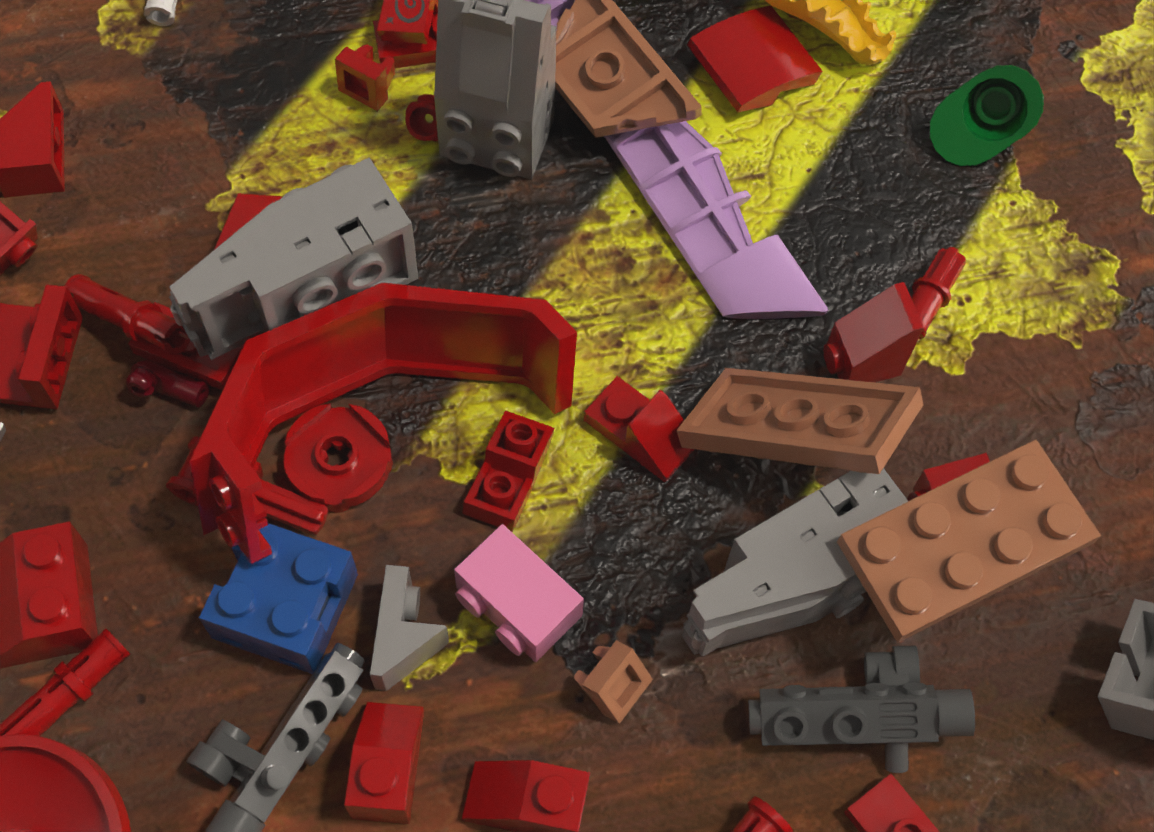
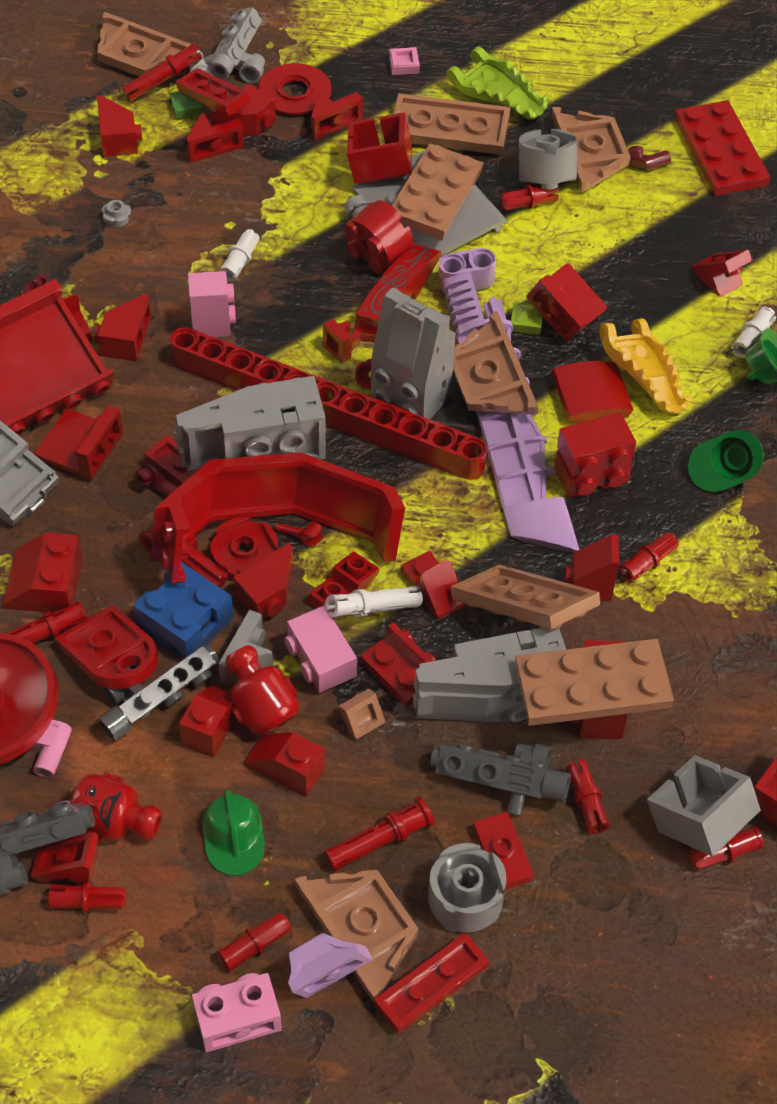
camera: 20 degrees right, 10 degrees down
(139, 320) = (154, 440): red pin -> none
(151, 71) = (209, 303): none -> bright pink brick
(152, 151) = (343, 407): none -> red beam
(180, 693) = (109, 645): none -> red tile
(393, 508) = (266, 583): none -> red slope
(428, 404) = (309, 536): none -> red hand
(455, 704) = (261, 695): none -> red piece
(557, 500) = (364, 602): none -> white pin
(643, 578) = (395, 662): none -> red bracket
(806, 158) = (594, 454): none -> red piece
(995, 708) = (588, 797): none -> red pin

